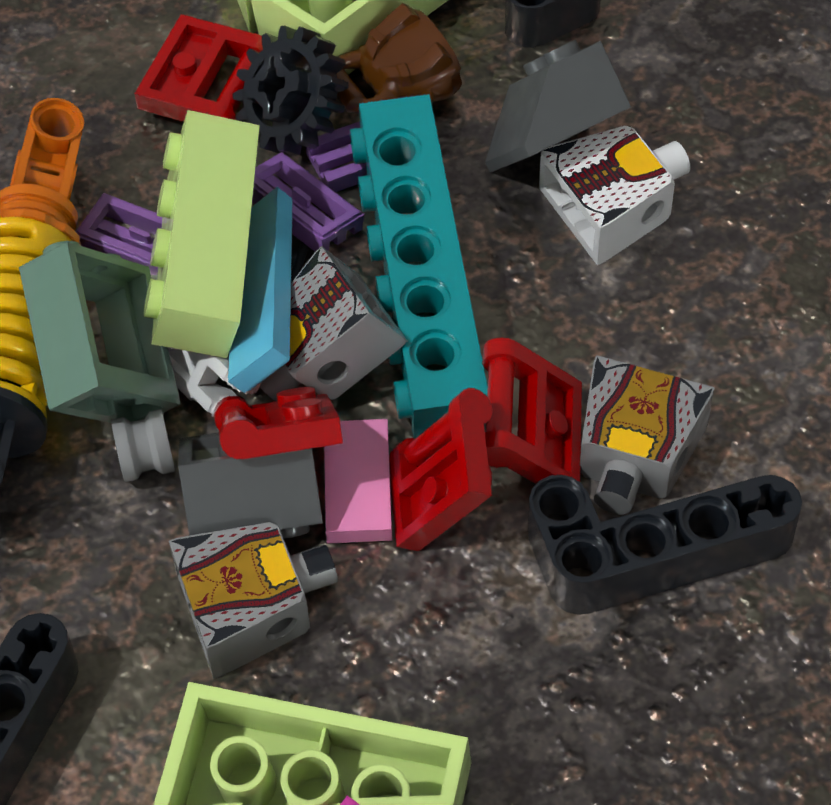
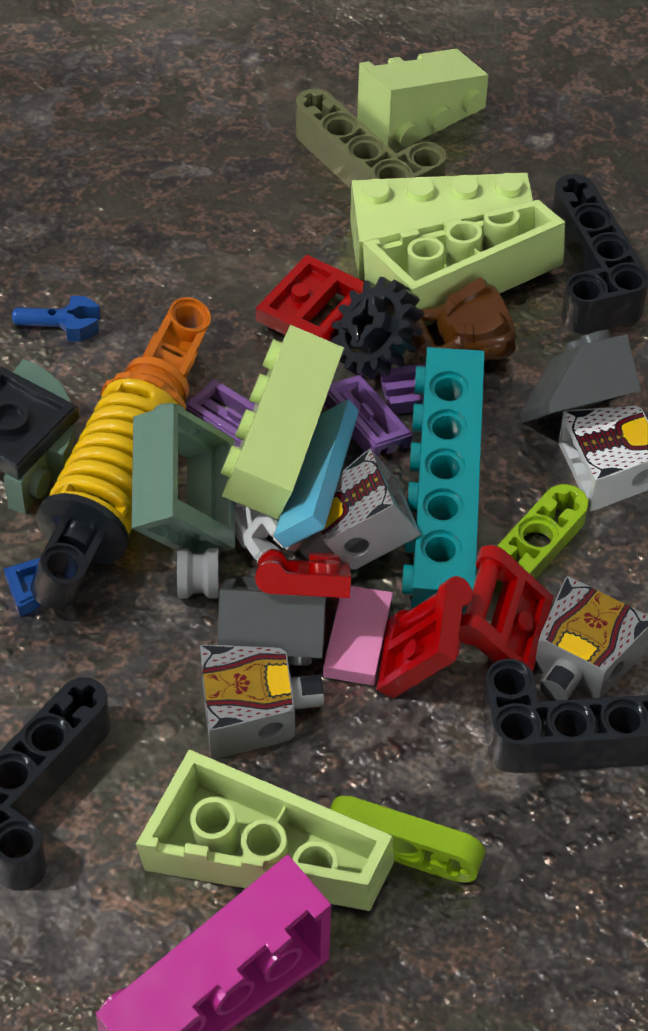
camera: 10 degrees right, 5 degrees down
(493, 729) = (419, 841): none -> lime beam
(544, 290) = (541, 520): none -> lime beam

